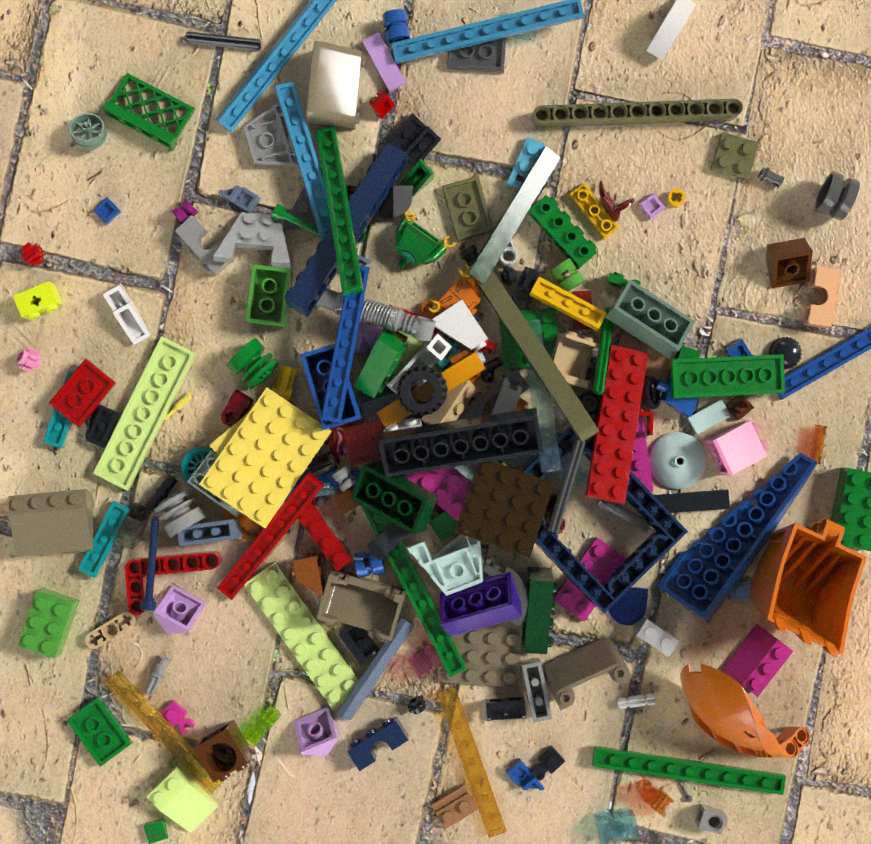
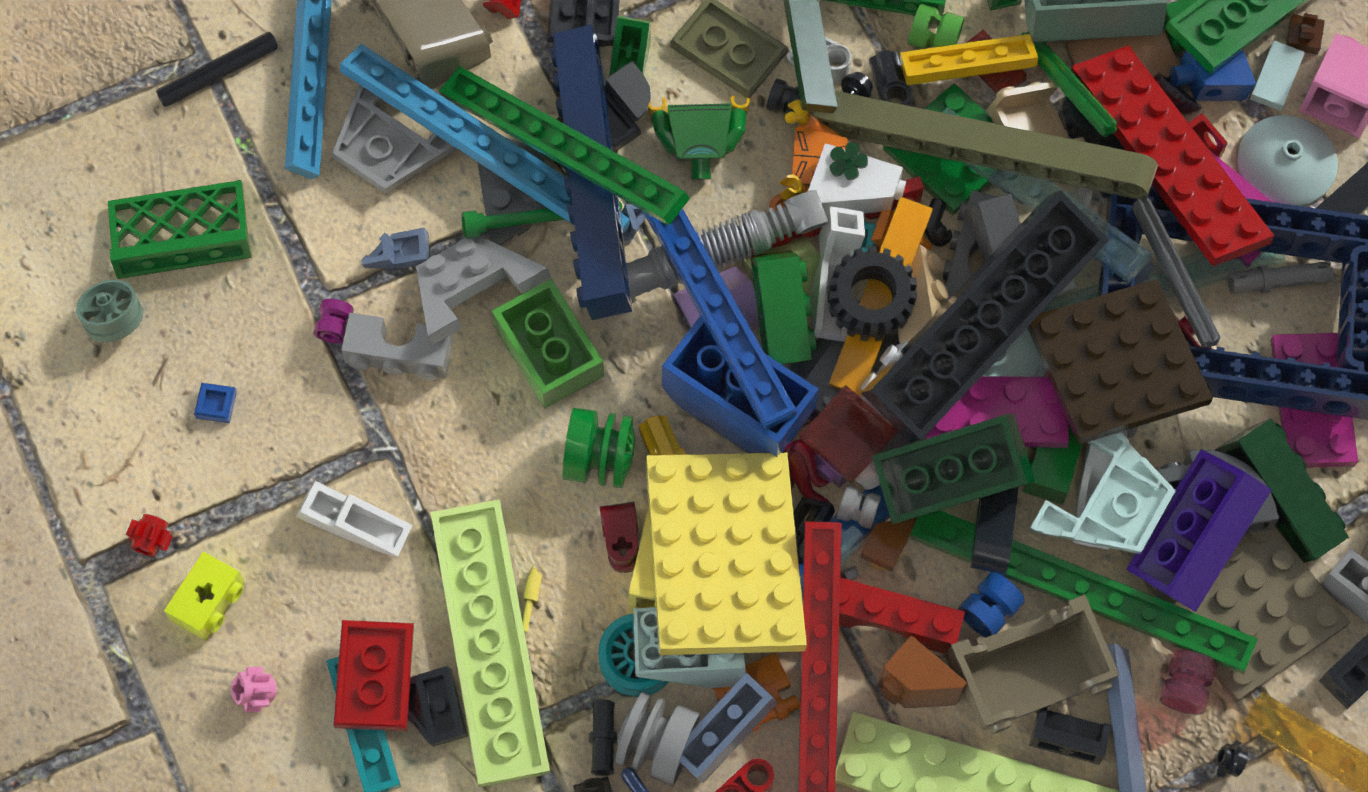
camera: 35 degrees left, 20 degrees down
(464, 317) = (847, 161): none -> dark green plant

